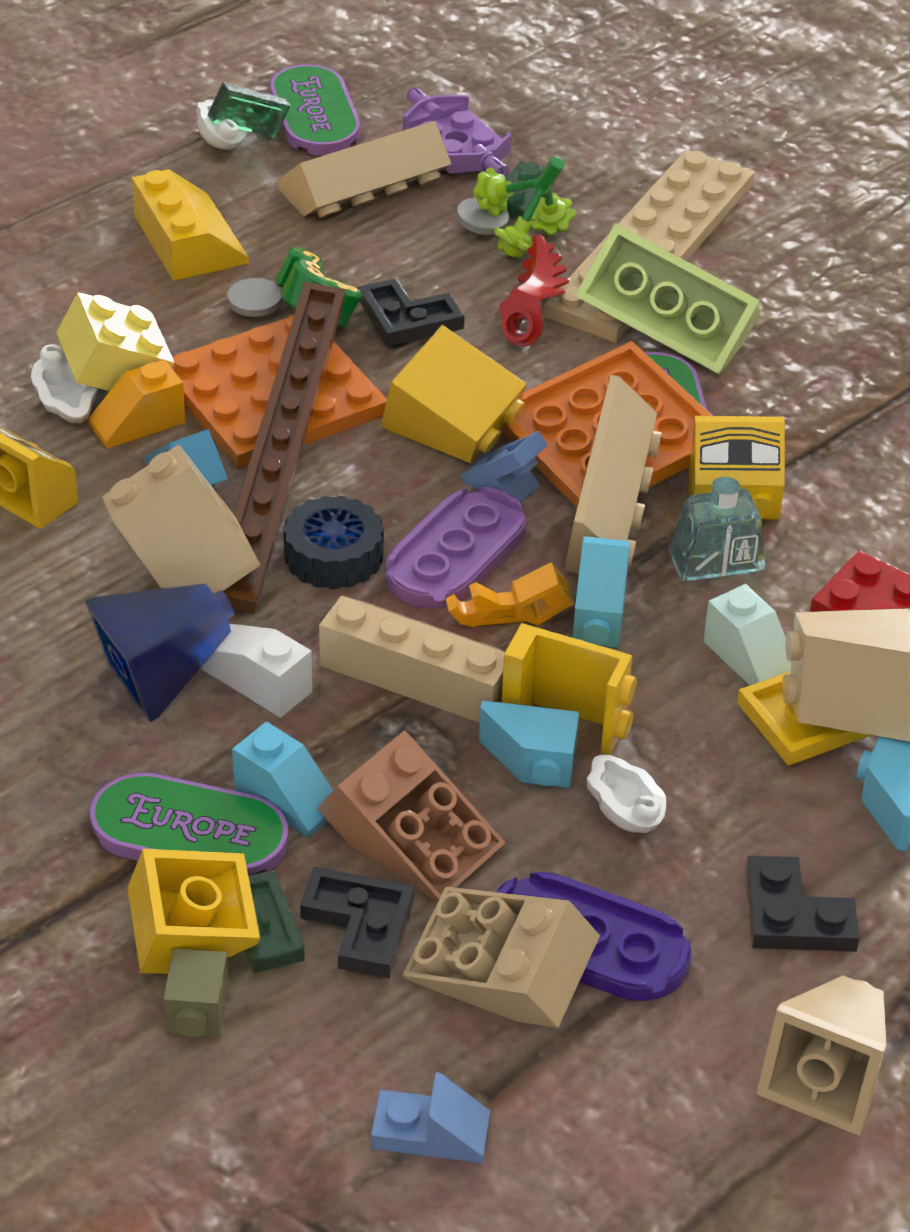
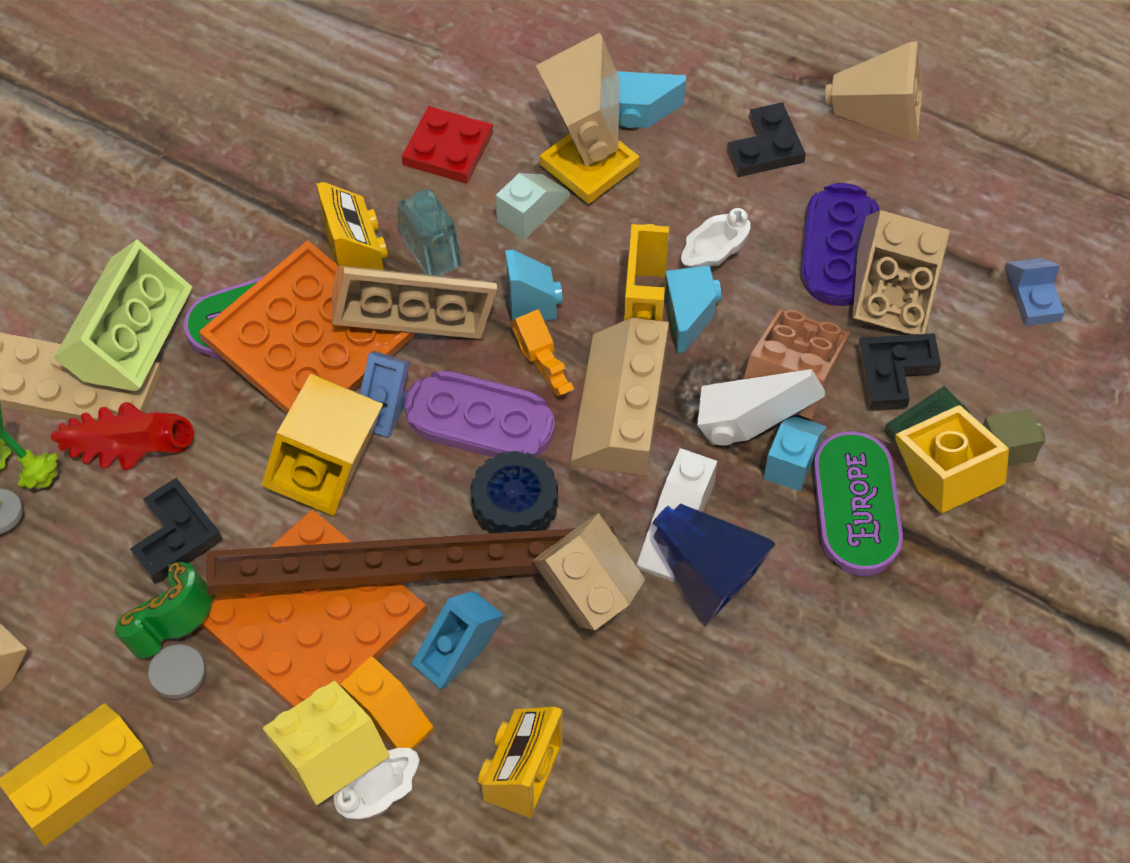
camera: 105 degrees left, 15 degrees up
(350, 733) = (750, 406): none -> white slope

